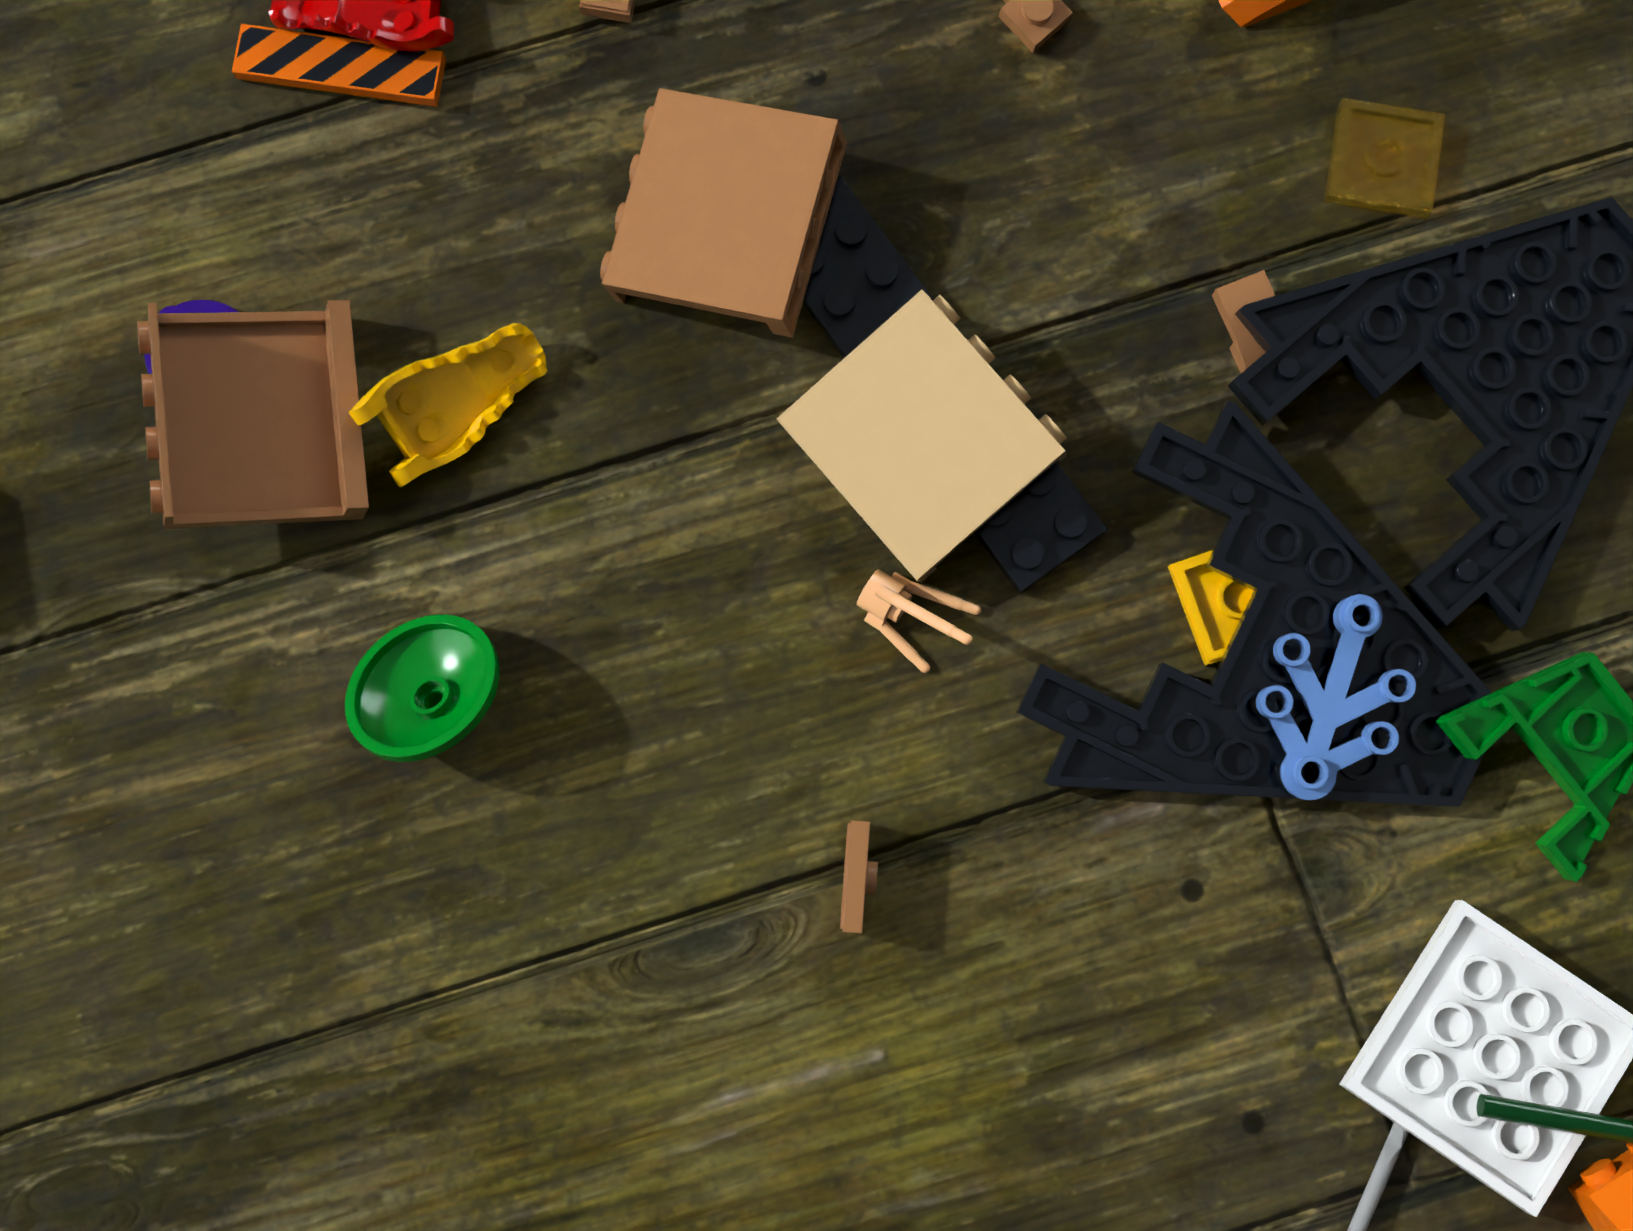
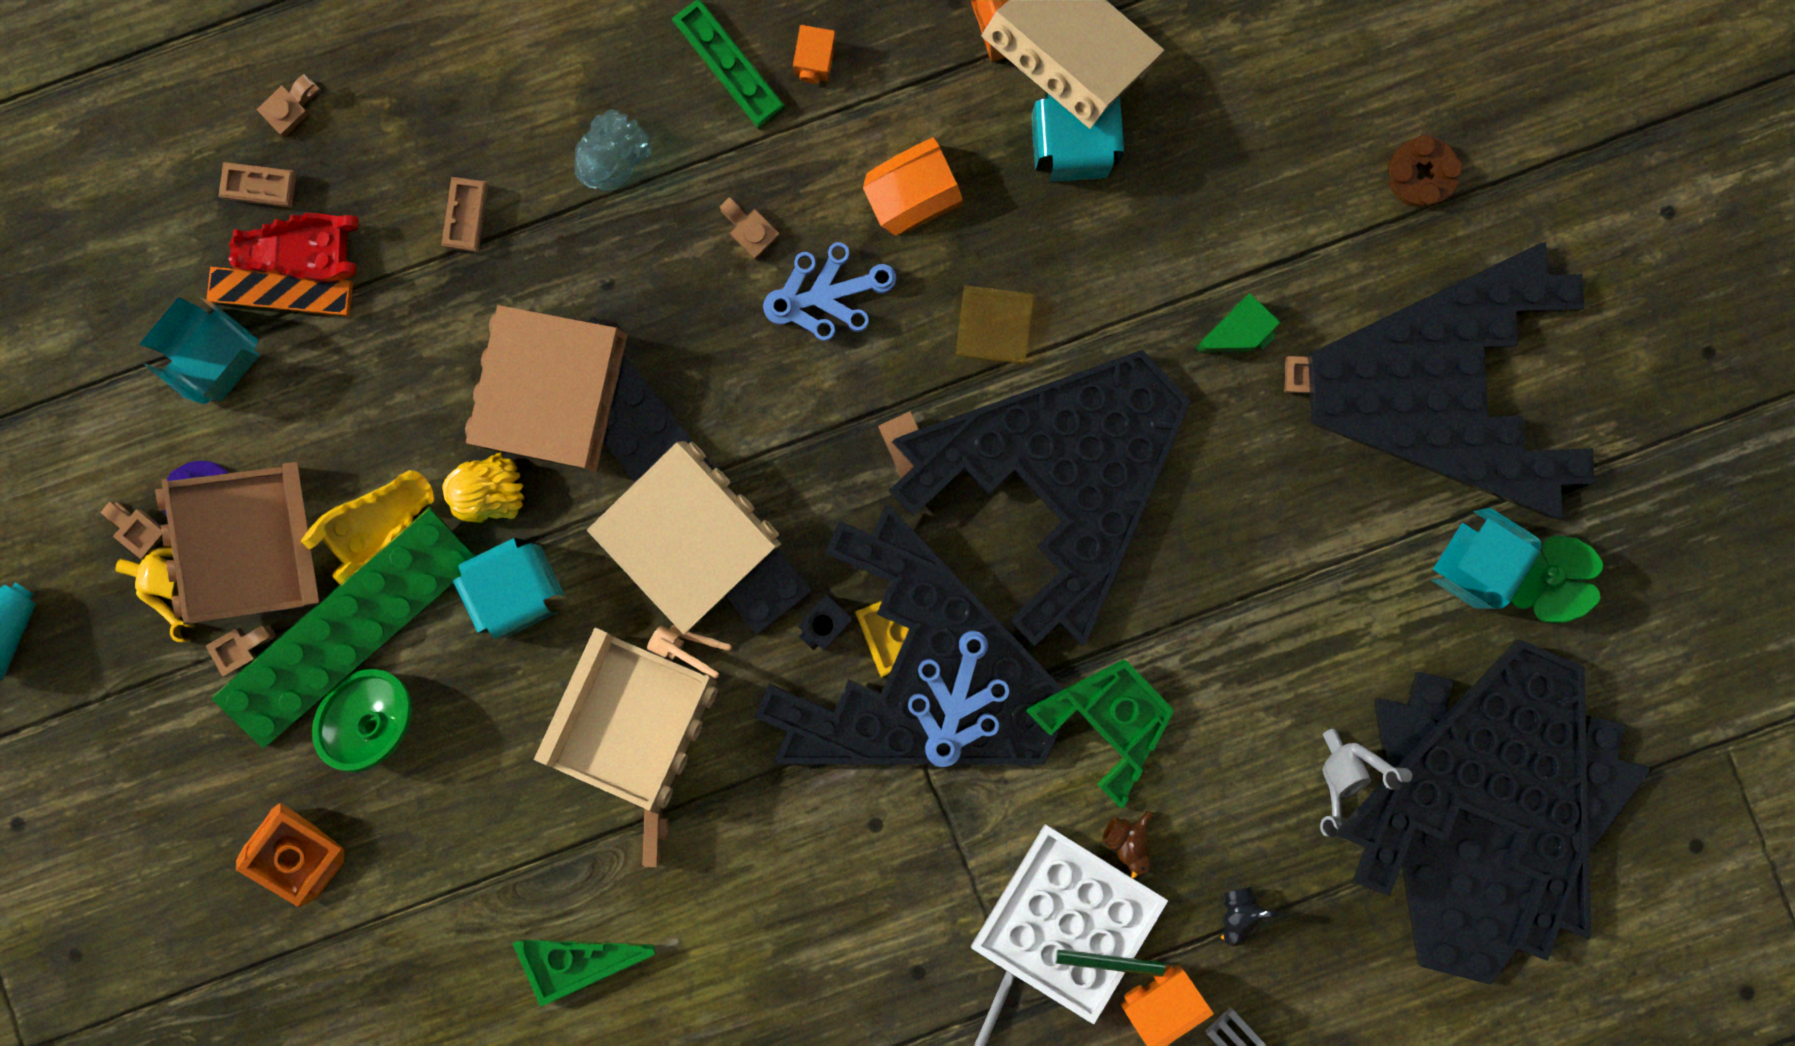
camera: 10 degrees left, 5 degrees up
(102, 394) = (136, 531): none -> medium nougat plate
(125, 467) = (154, 580): none -> yellow piece
(222, 143) = (205, 350): none -> teal piece
(238, 575) = (236, 649): none -> medium nougat plate
(300, 892) = (290, 856): none -> orange slope
(403, 552) = (344, 628): none -> green plate
(623, 358) = (484, 489): none -> yellow hair
(653, 499) = (507, 588): none -> teal piece
(712, 1084) = (566, 966): none -> green wing
(825, 709) = (627, 721): none -> tan panel
(1137, 104) = (824, 295): none -> medium blue plant
(1138, 558) = (835, 612): none -> black brick
(1590, 934) = (1130, 842): none -> reddish brown animal

